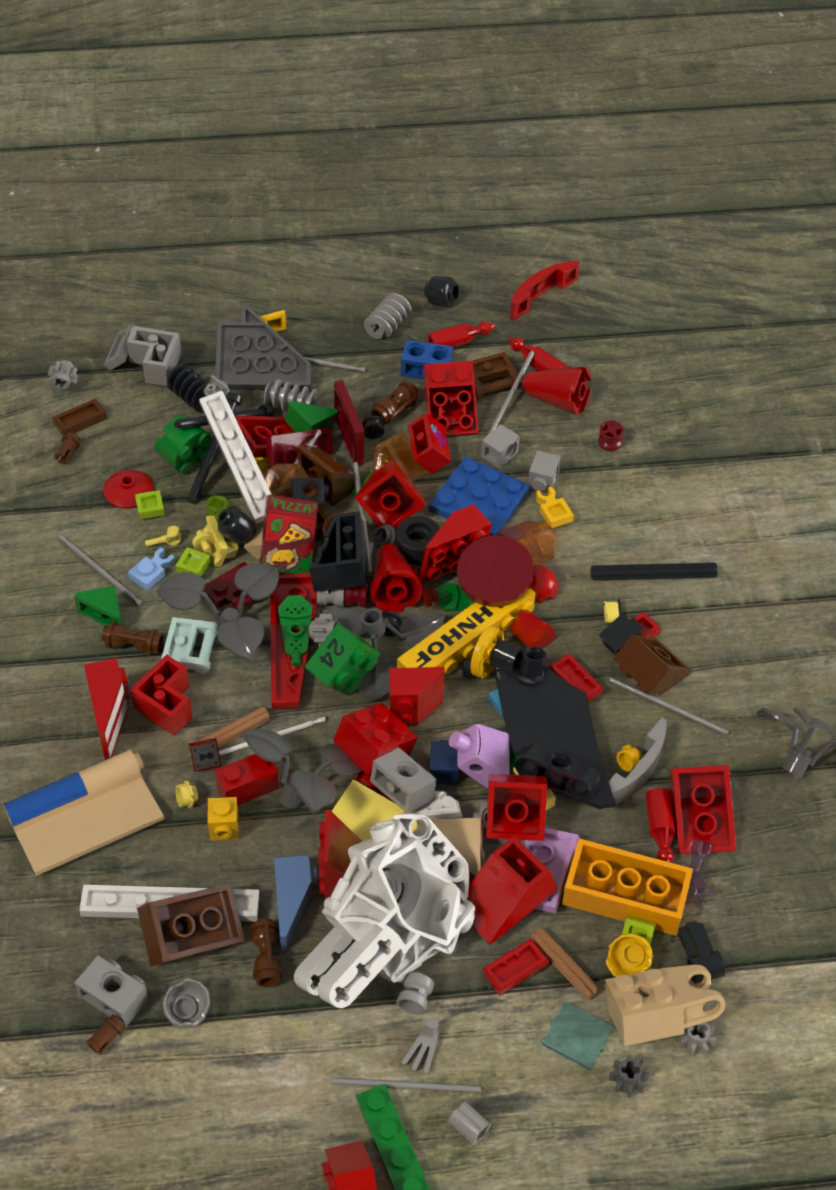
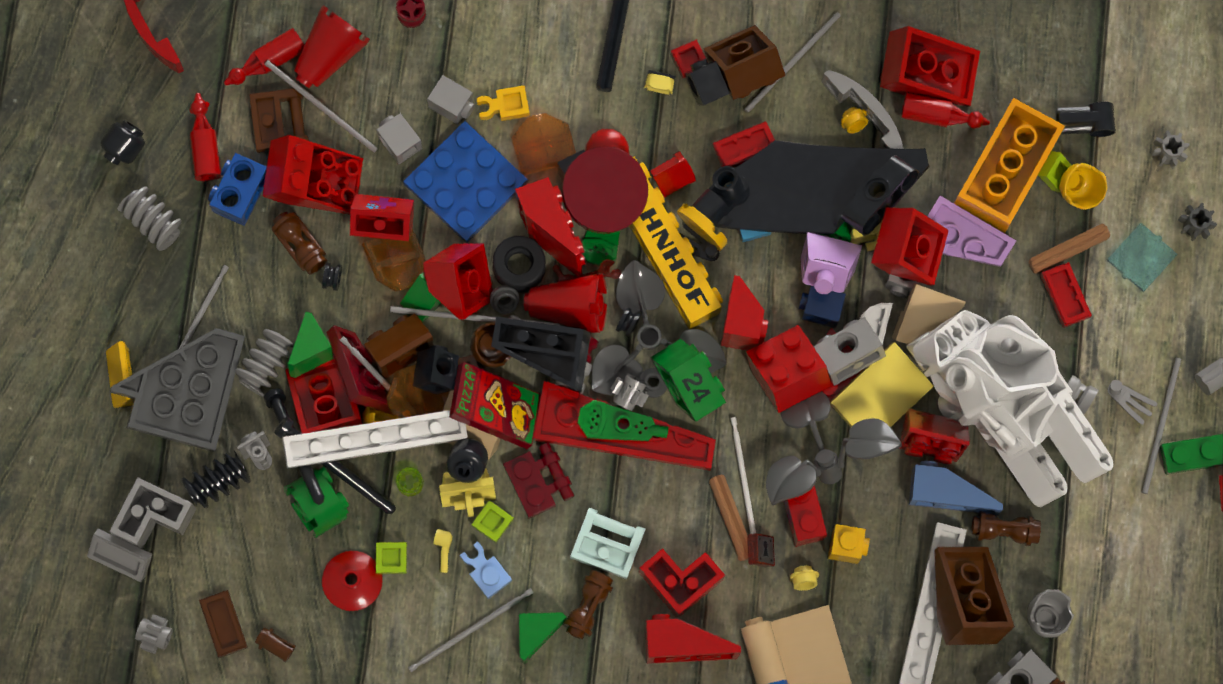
camera: 80 degrees left, 25 degrees up
(237, 634) = (559, 452): dark grey plant -> none
(349, 423) = (332, 302): dark red tile -> none
(508, 889) = (995, 280): red slope -> none
(660, 1003) = (1139, 163): tan brick -> none
(699, 851) = (980, 87): arm -> none

